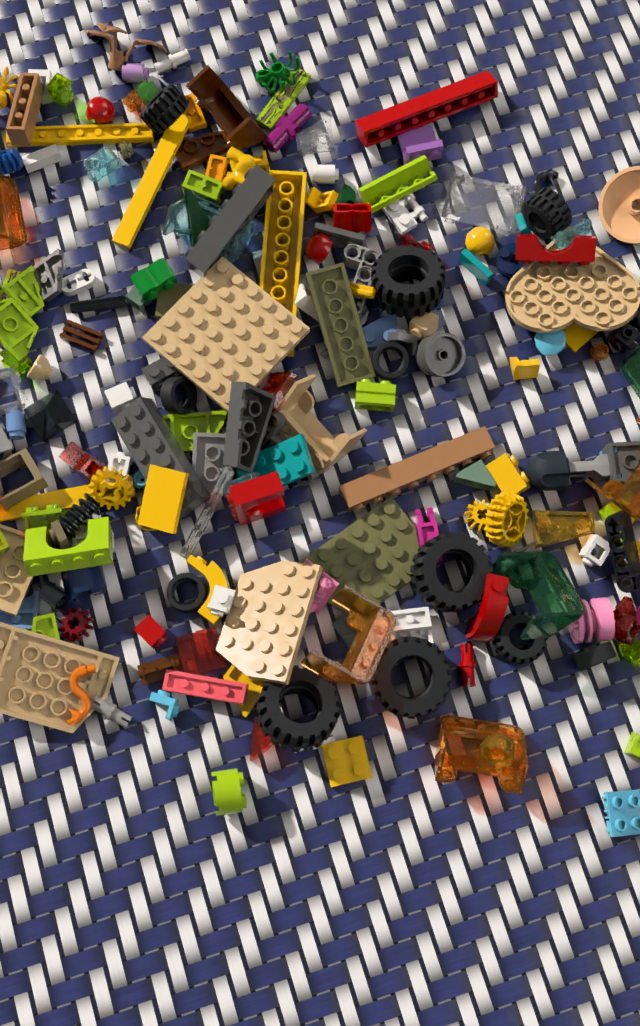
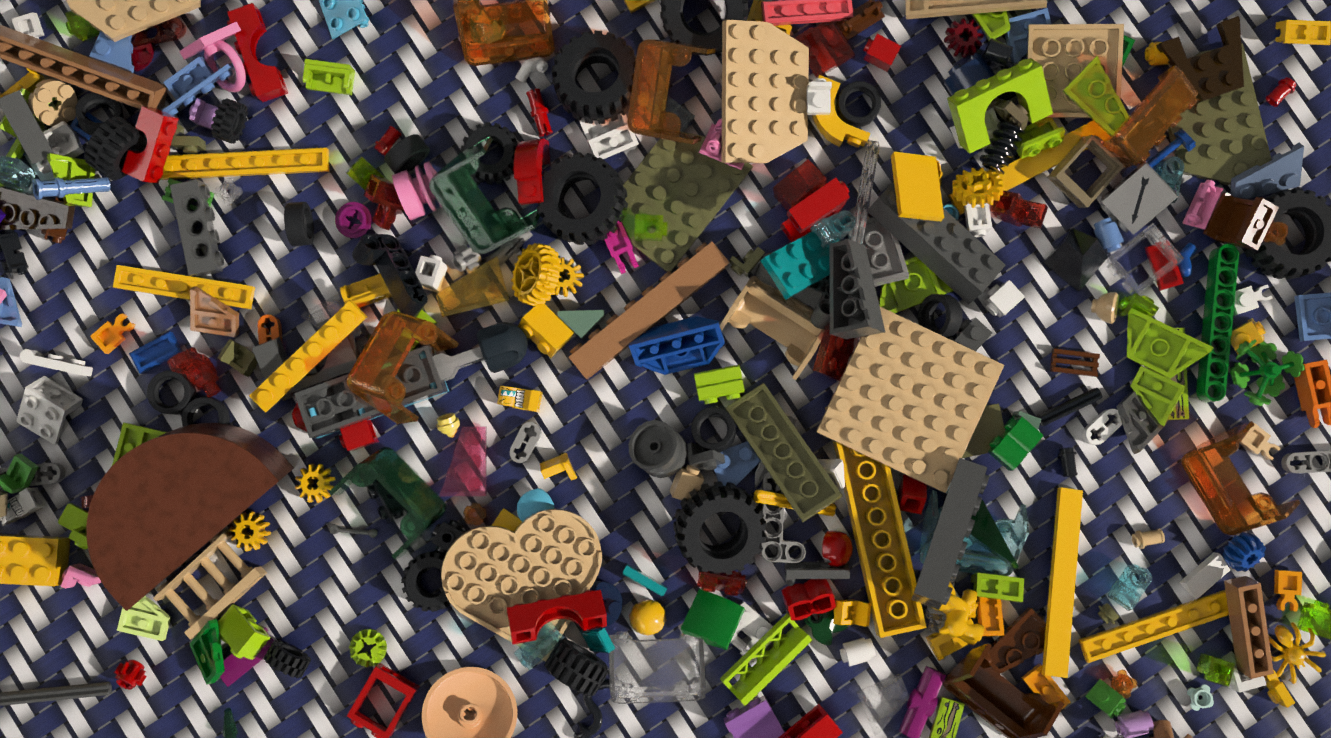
camera: 165 degrees right, 10 degrees up
(20, 64) = (1277, 691): none -> yellow plate
(74, 193) = (1142, 539): none -> tan pin
(79, 74) = (1205, 702): none -> light aqua plate
(100, 110) = (1157, 658): red hair -> none
(113, 268) = (1068, 462): none -> black pin
(164, 109) = (1079, 673): black tyre -> none
(249, 266) = (911, 495): none -> red brick
(260, 533) = (799, 185): none -> clear red brick
(319, 486) = (751, 260): none -> olive bracket
(401, 433) = (678, 345): none -> blue wedge
(404, 527) = (643, 221): none -> clear neon green brick
(431, 222) = (712, 619): none -> green slope
(465, 710) = (529, 66): none -> white arm
(542, 393) = (520, 439): none -> light grey beam
(542, 429) = (520, 398): none -> yellow leg
(562, 552) = (466, 259): none -> light grey gear
(596, 388) = (469, 465): none -> clear pink wing
(606, 426) = (448, 424): none -> light yellow plate
(608, 678) = (387, 140): none -> red pin

